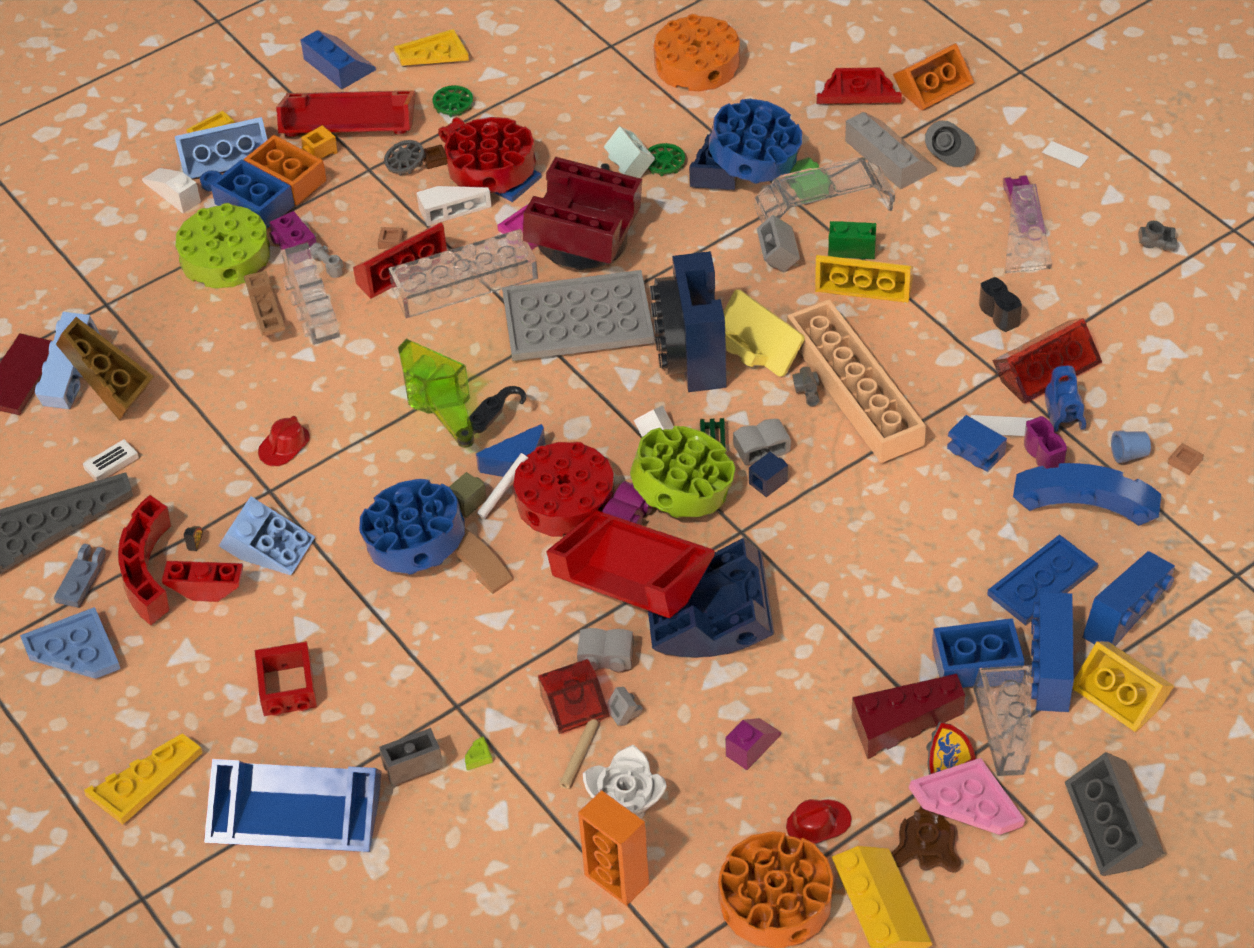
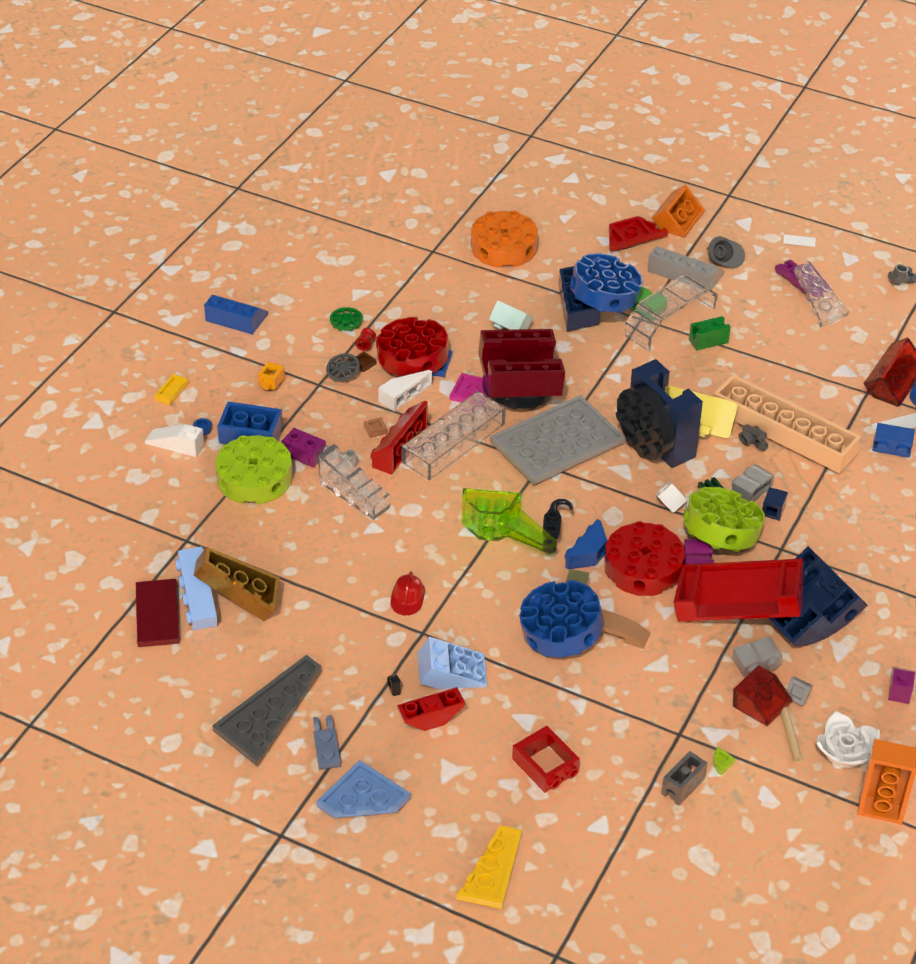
camera: 30 degrees left, 5 degrees down
(110, 460) = (283, 652): white tile -> none
(136, 543) = (366, 715): red brick -> none
(219, 146) = (197, 399): light blue slope -> none
(264, 303) = (317, 504): medium nougat slope -> none
(291, 165) = (264, 394): orange brick -> none
(292, 806) = (621, 845): blue slope -> none
(346, 111) = (274, 346): red slope -> none
(432, 49) = (304, 287): yellow wing -> none
(500, 488) = (600, 568): white piece -> none
(666, 159) = (538, 317): green wheel -> none
(778, 243) = (663, 349): light grey brick -> none
(863, 278) = (737, 355): yellow slope -> none
(1000, 304) = (839, 346): black brick -> none

